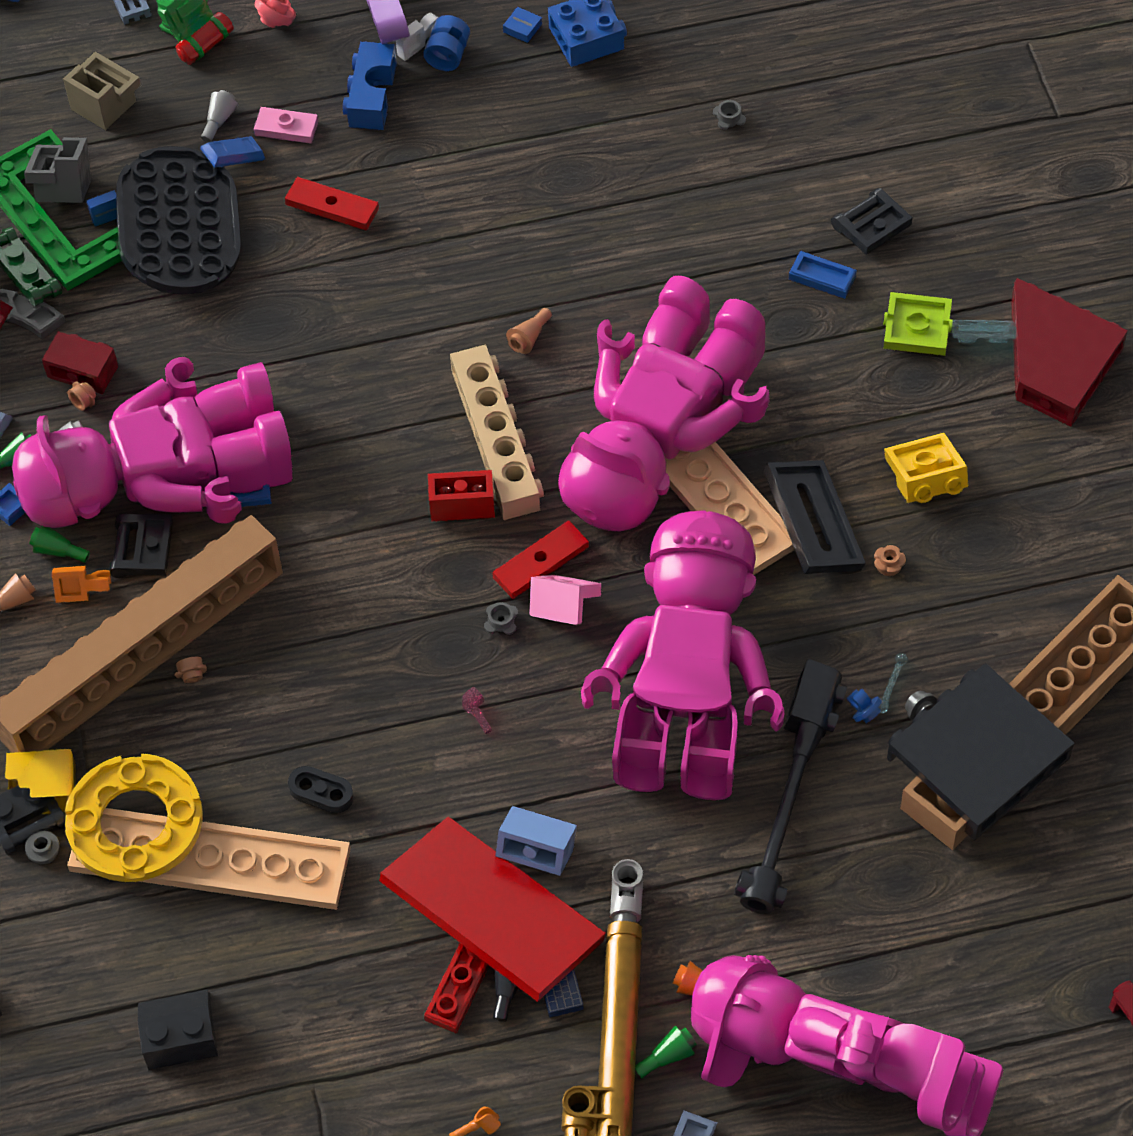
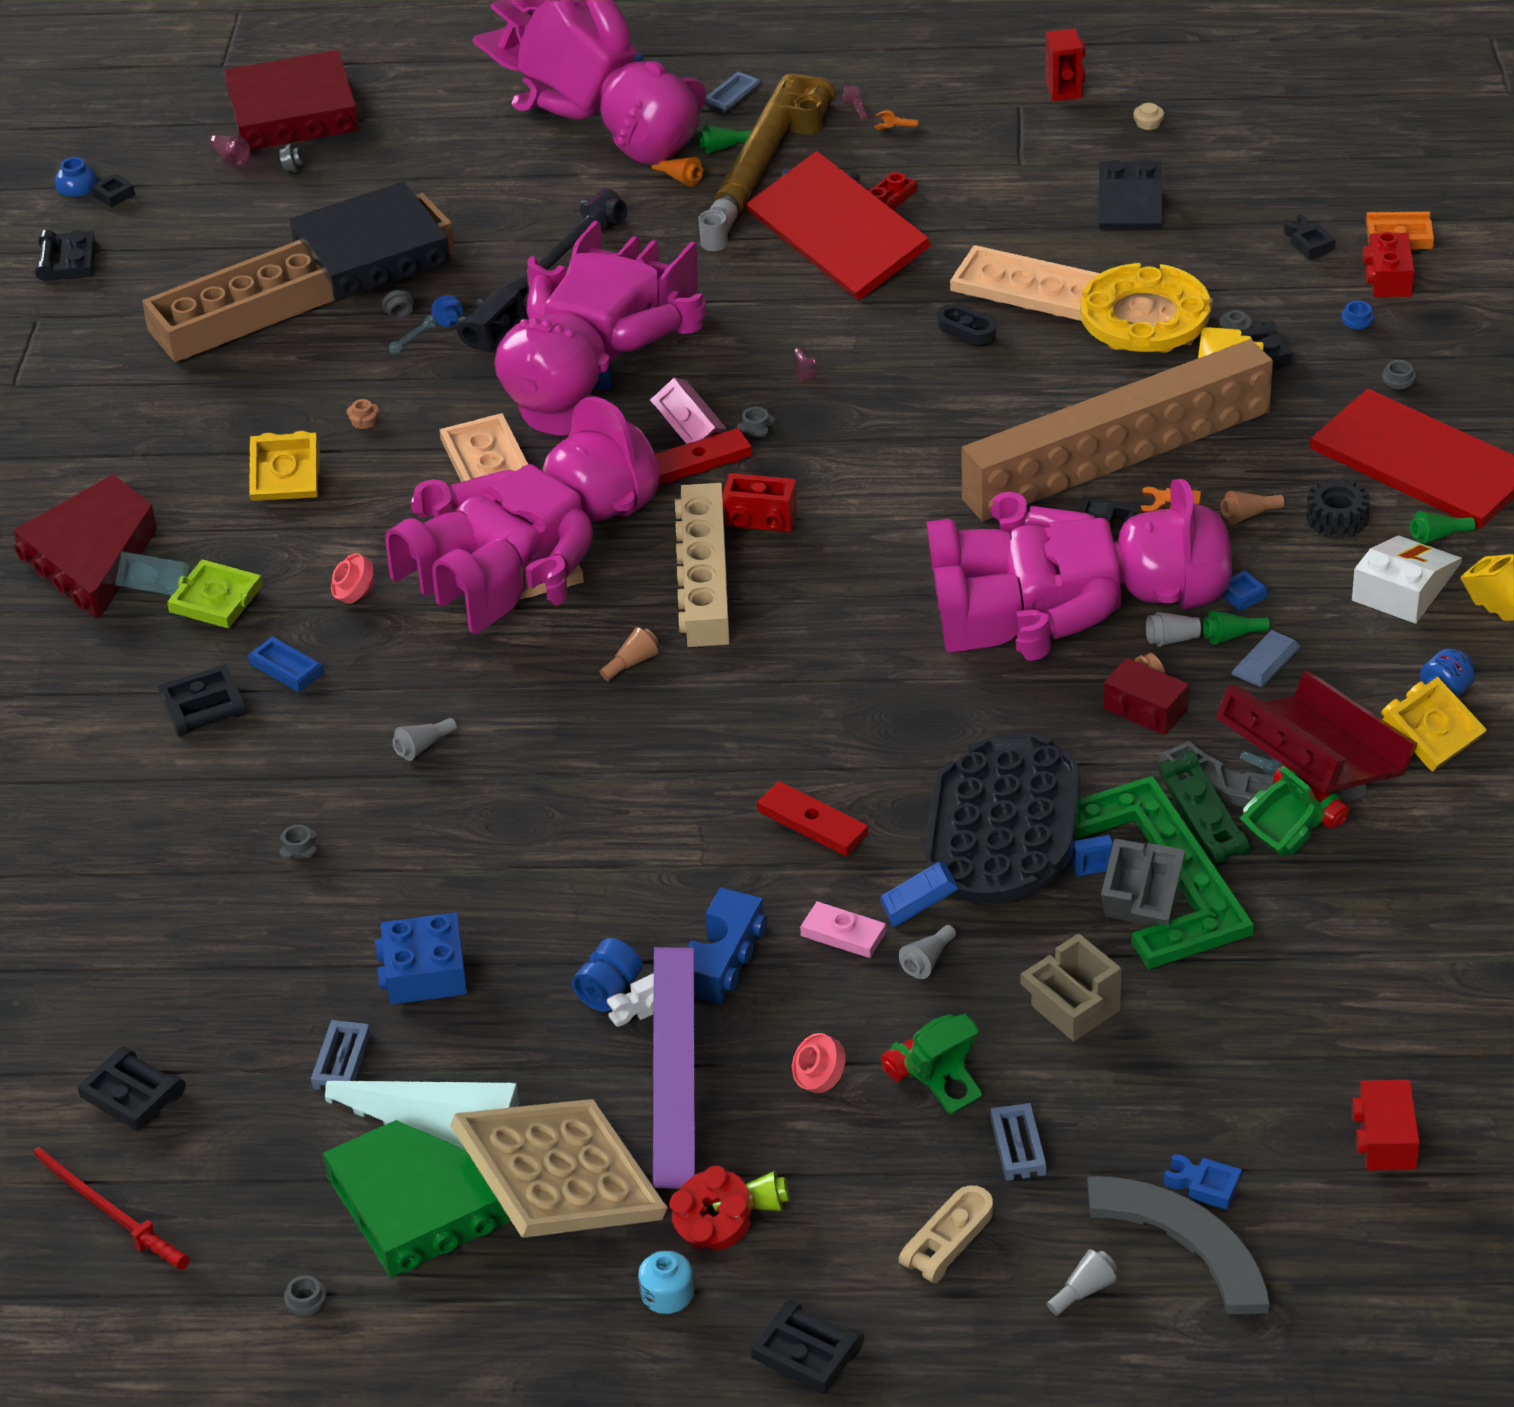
camera: 165 degrees left, 15 degrees down
(522, 24) = (499, 1002): blue tile -> none
(536, 840) = (782, 257): medium blue brick -> none
(677, 214) = (413, 740): none -> light grey cone
(800, 352) = (352, 579): none -> coral plate
(816, 481) = (399, 445): black piece -> none

